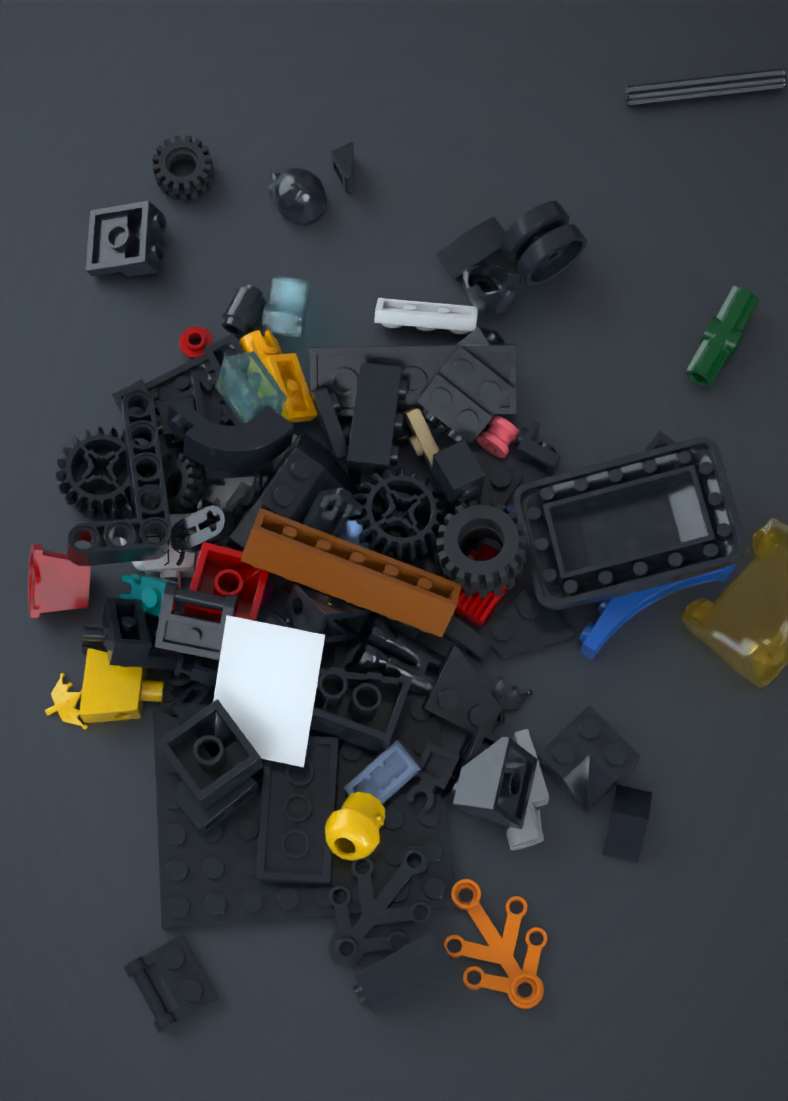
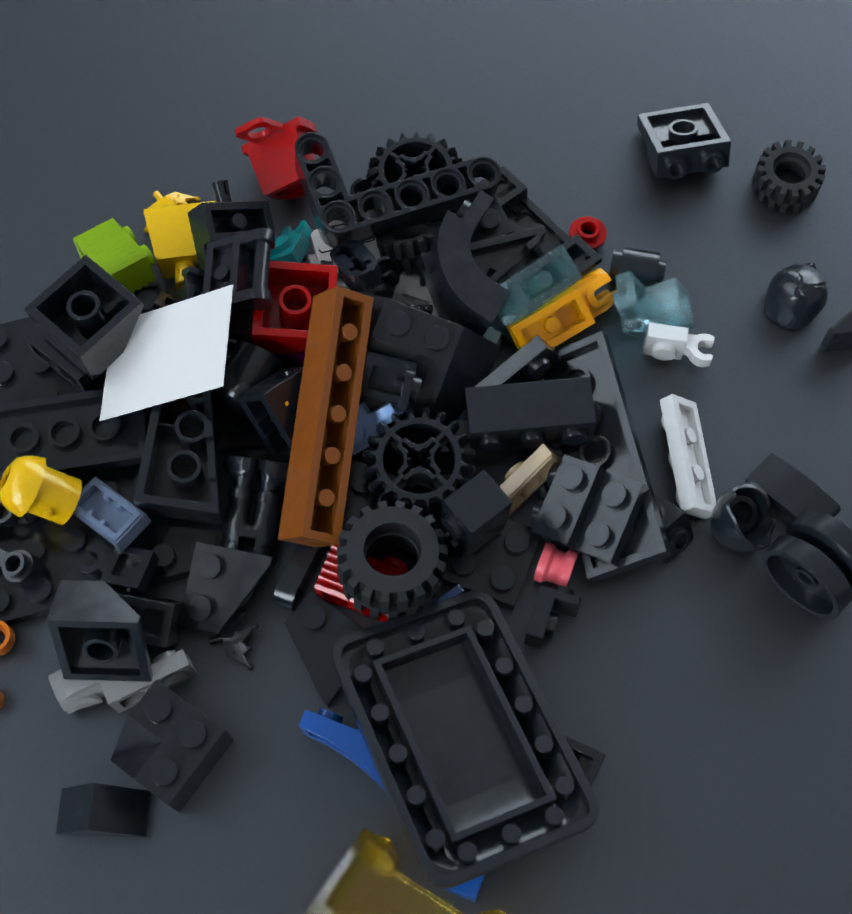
camera: 80 degrees right, 5 degrees down
(121, 749) = (118, 254): none -> lime brick
(321, 303) = (673, 342): none -> white plate
(722, 336) = (767, 820): dark green piece -> none

